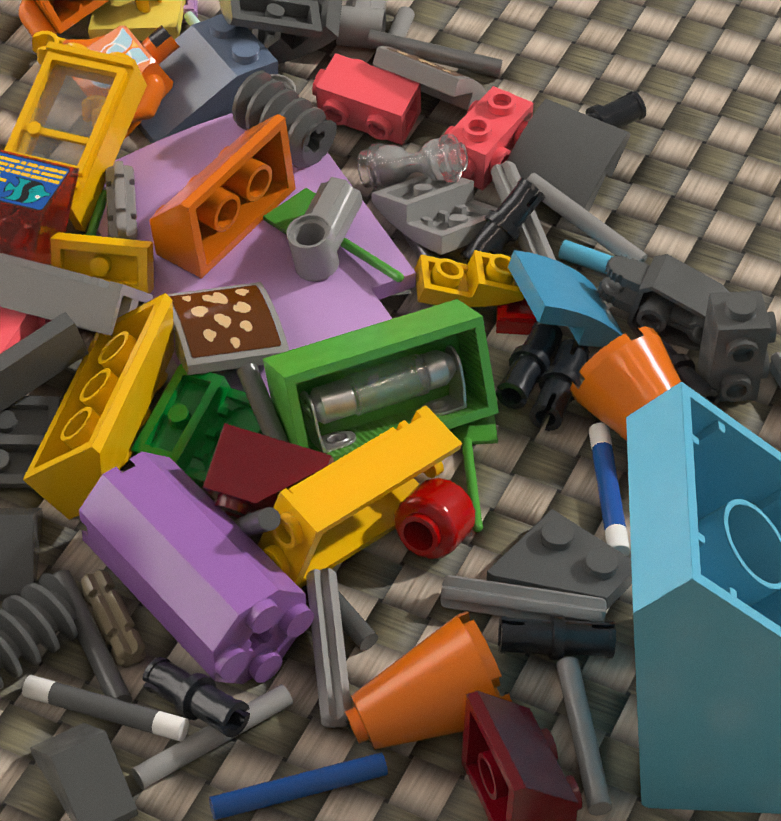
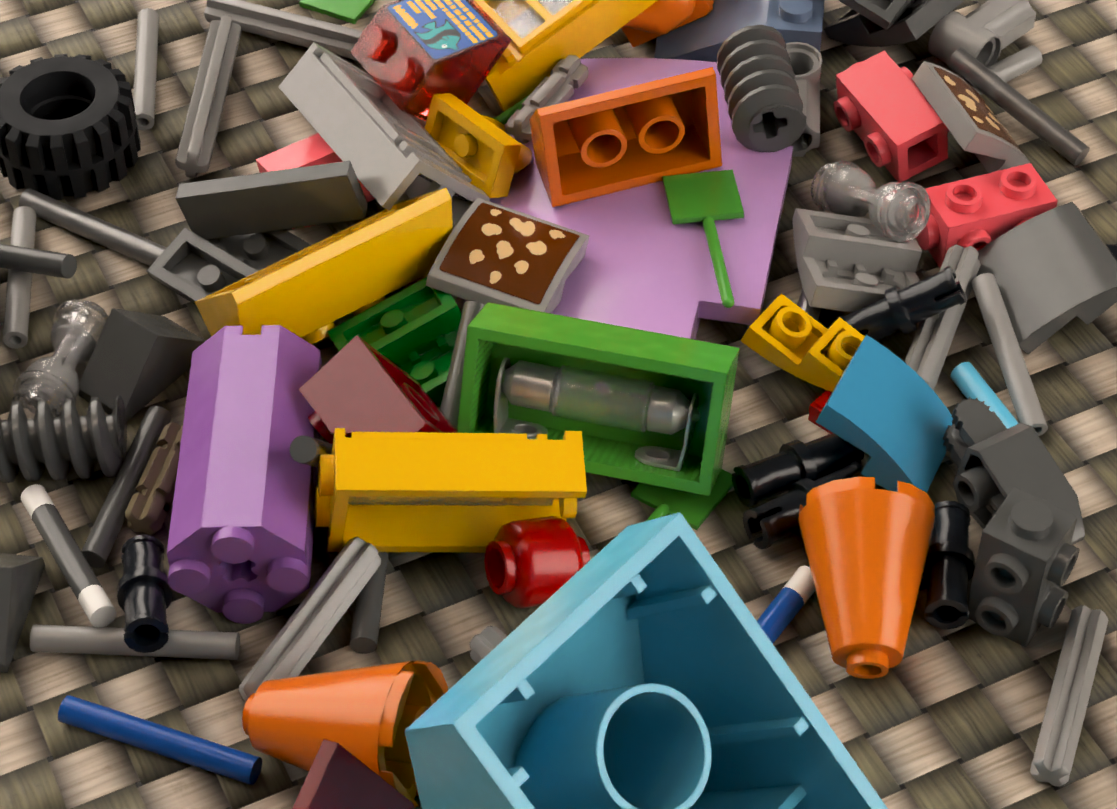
camera: 40 degrees right, 0 degrees up
(320, 231) = (674, 217): light grey piece -> none

